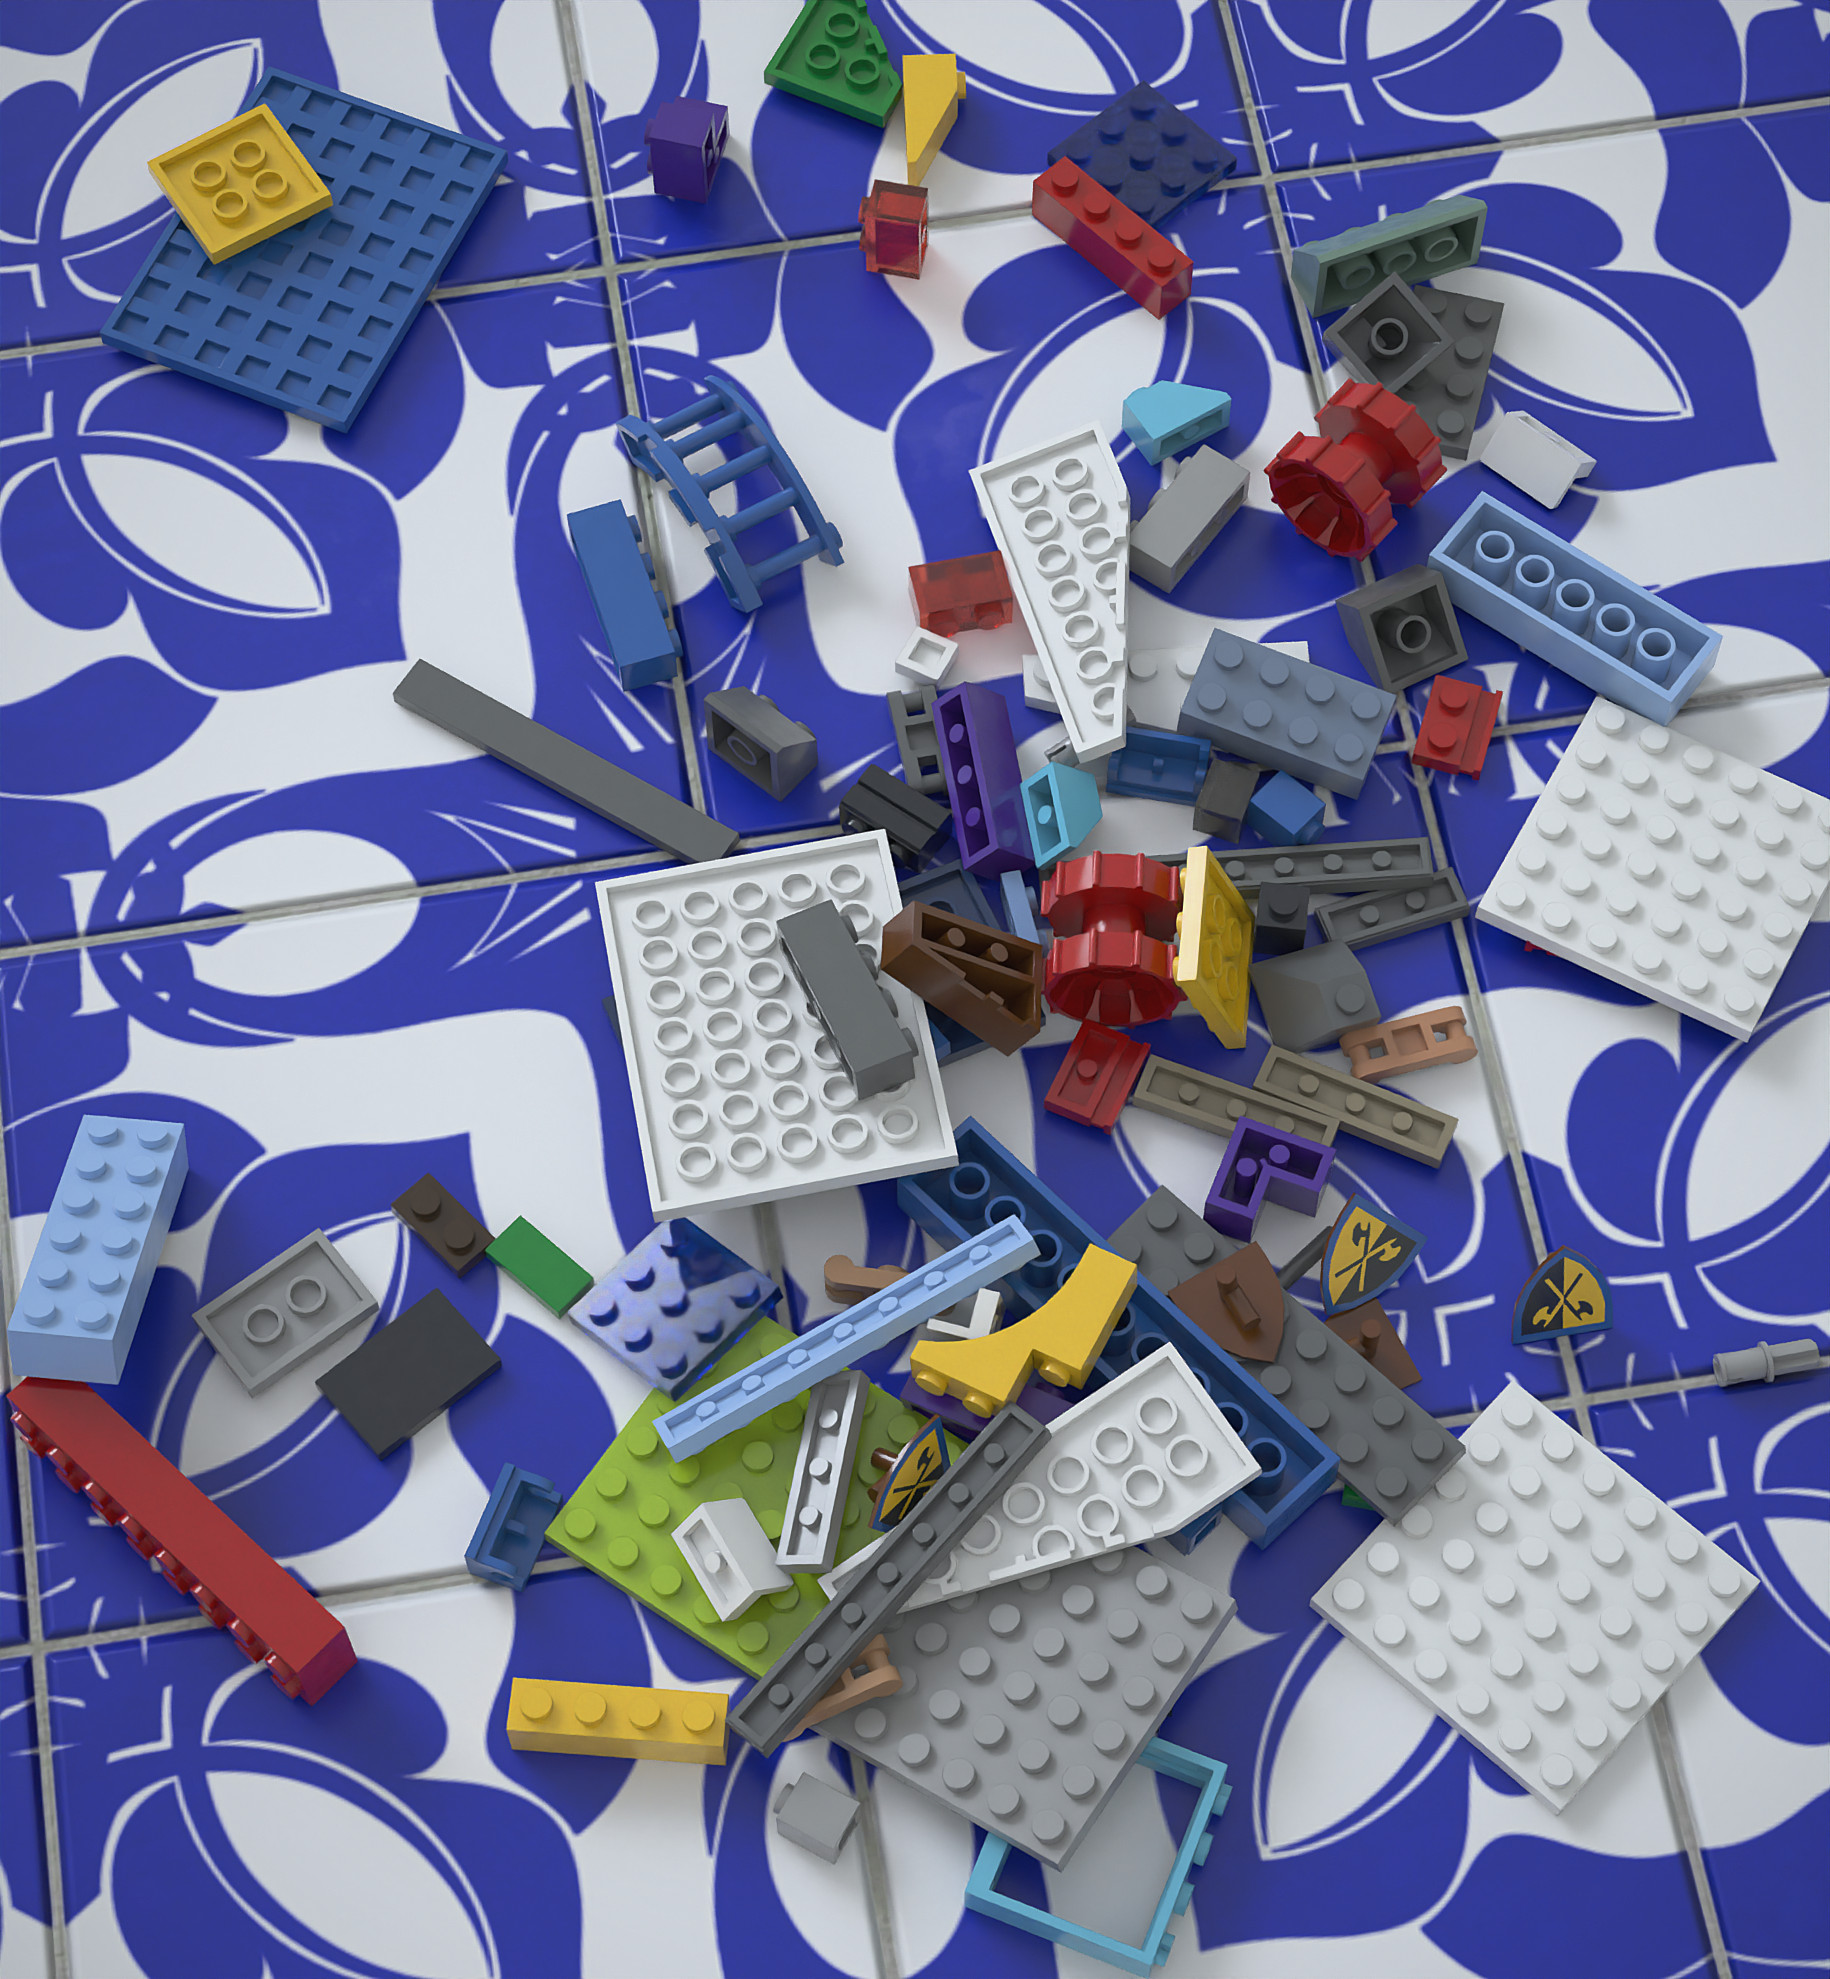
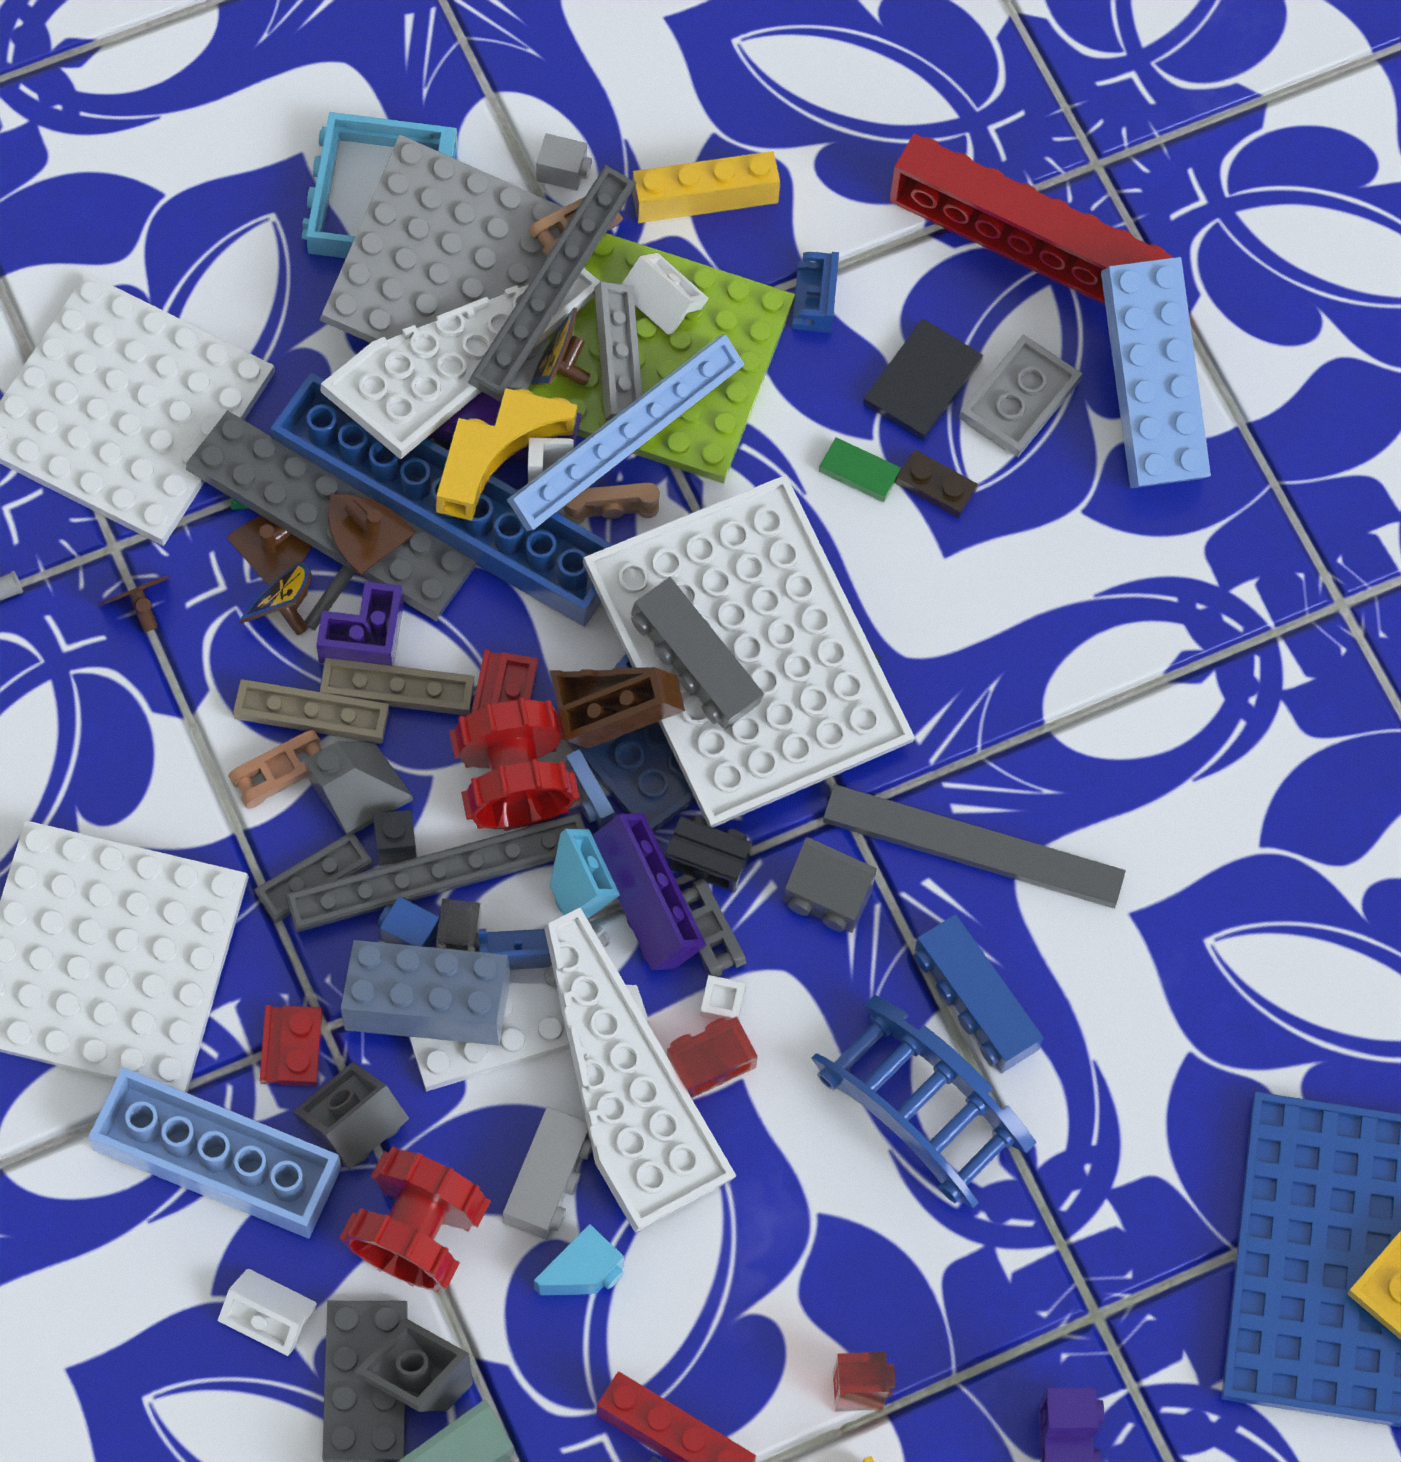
camera: 160 degrees right, 5 degrees up
(675, 1306) = (753, 444): clear blue plate -> none
(1215, 947) = (437, 774): yellow plate -> none

